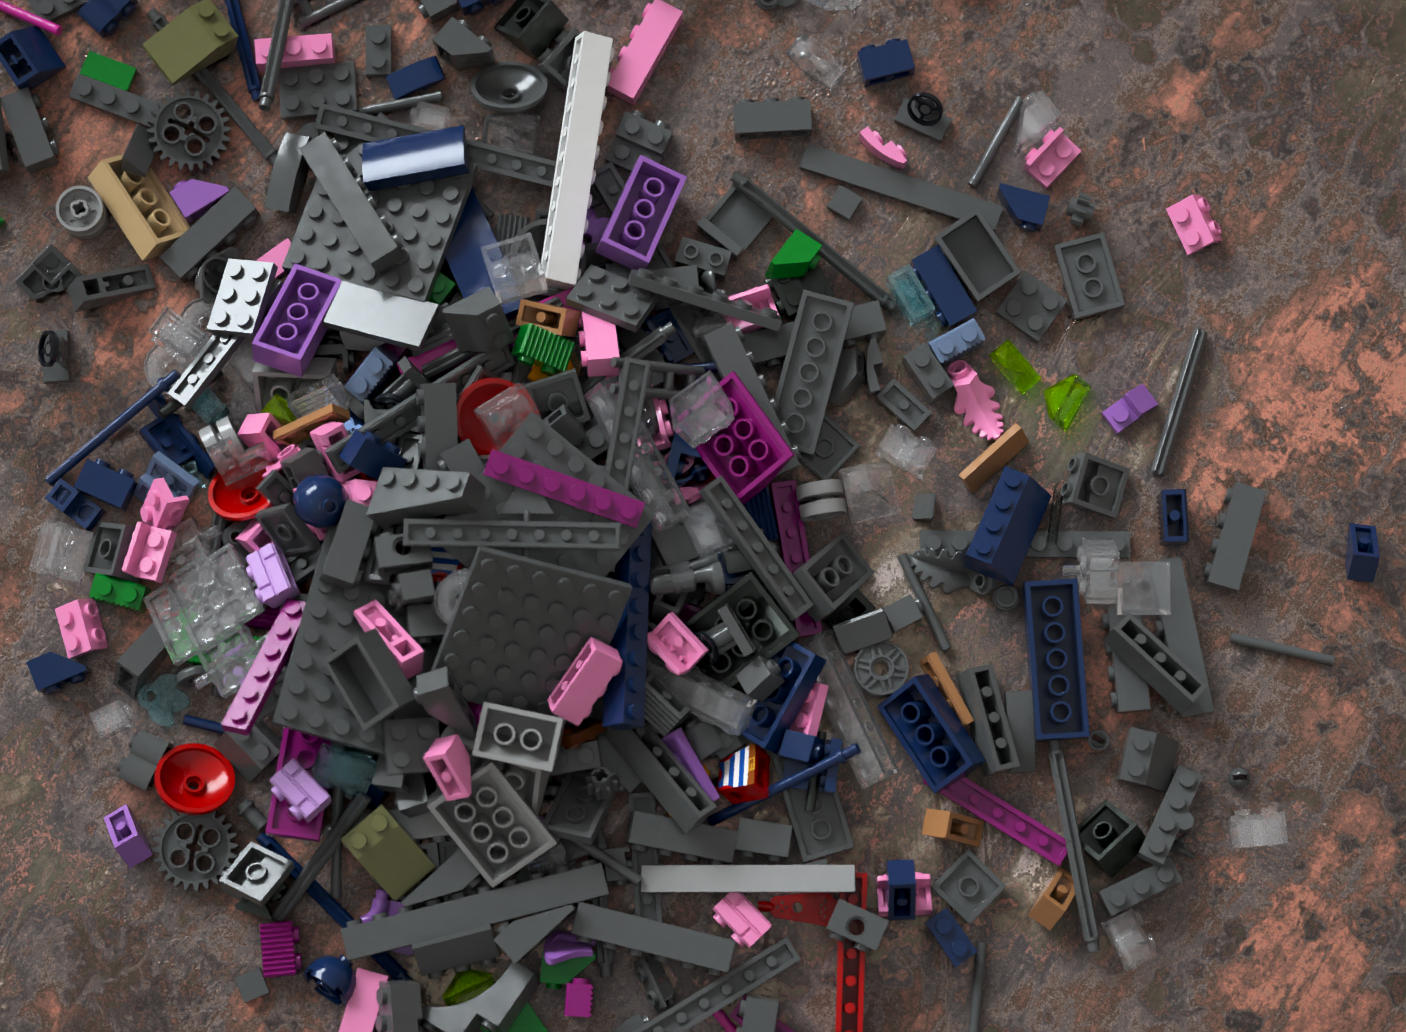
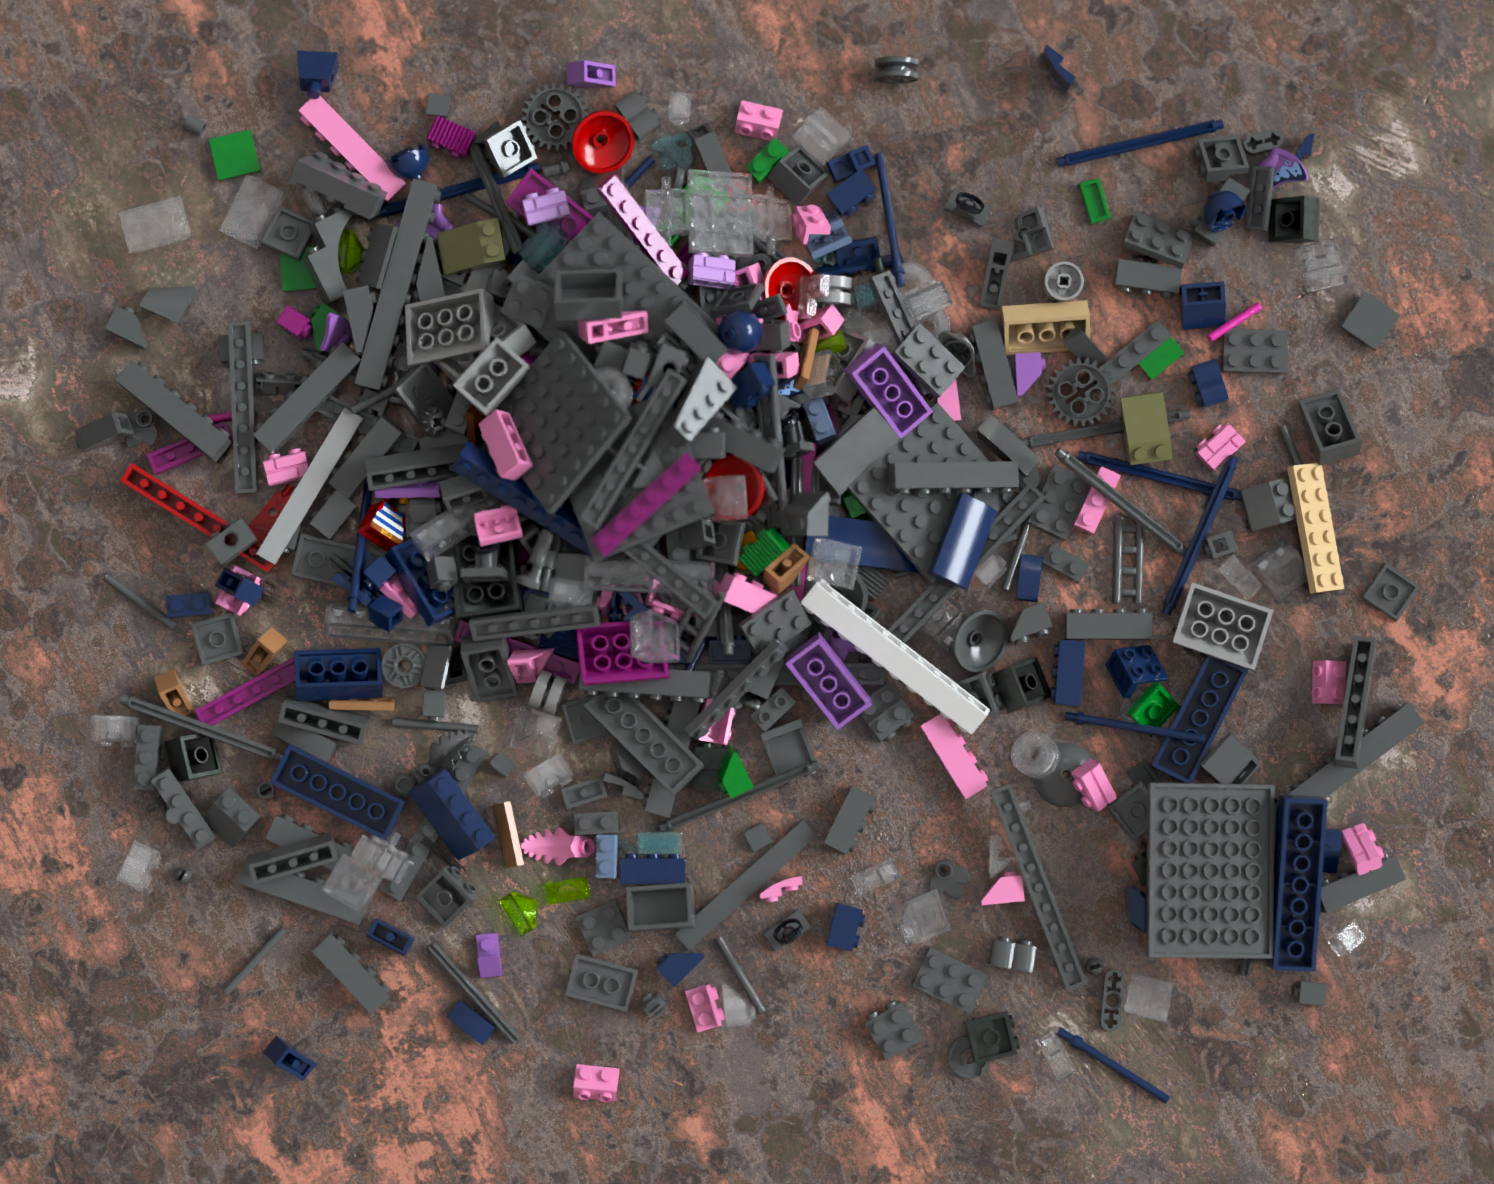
camera: 115 degrees right, 5 degrees up
(53, 671) = (738, 86): dark blue slope -> none
(149, 552) = (780, 195): bright pink bracket -> none
(445, 701) = (544, 338): dark grey slope -> none
(450, 766) = (498, 318): bright pink slope -> none
(802, 537) = (528, 664): none -> bright pink slope
(837, 716) = (385, 613): none -> dark blue brick
(1210, 386) = (471, 1022): none -> dark blue slope

